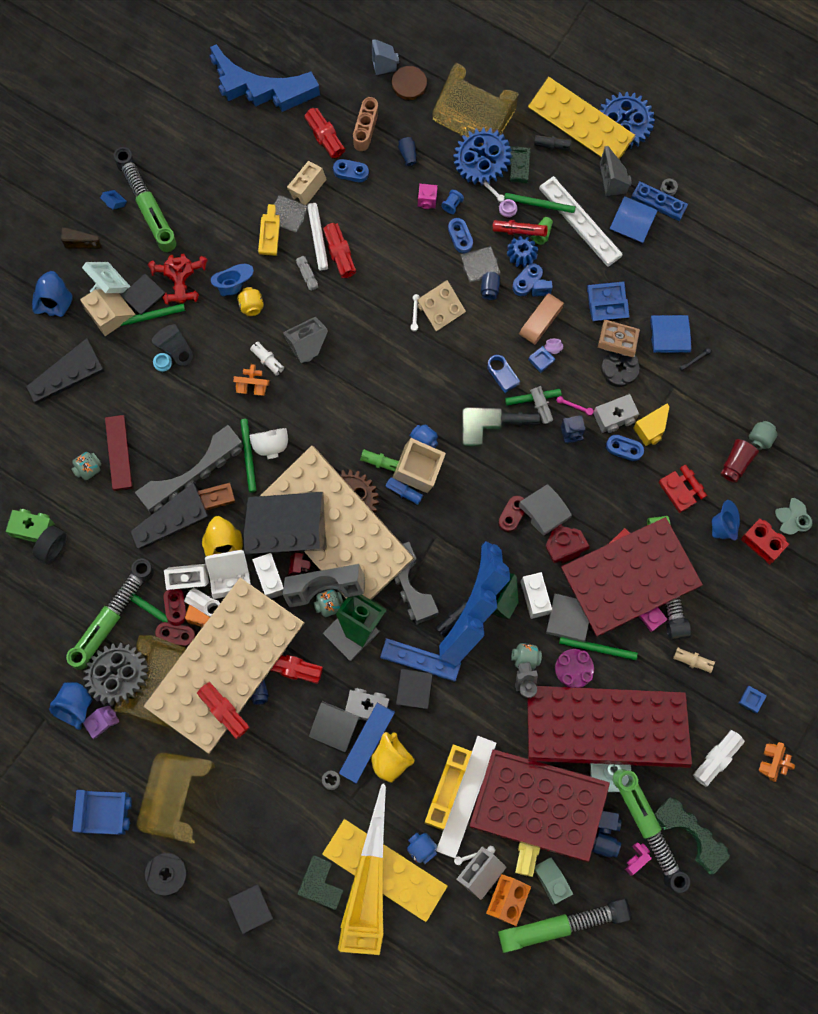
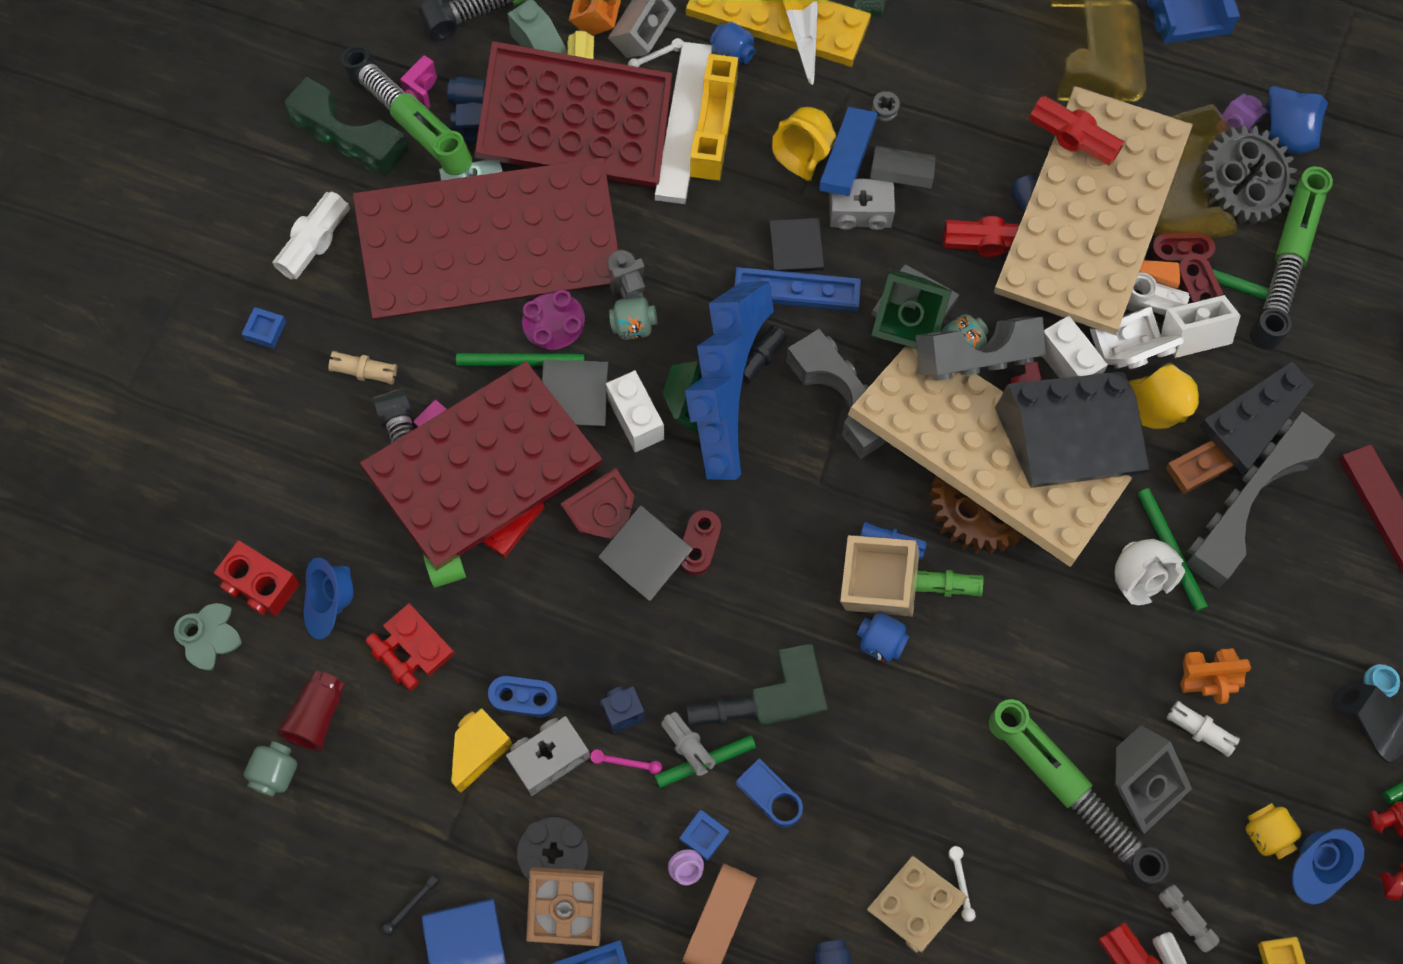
camera: 170 degrees right, 5 degrees down
(345, 341) = (1075, 791): none -> piece
(772, 770) = (228, 234): orange hips -> none

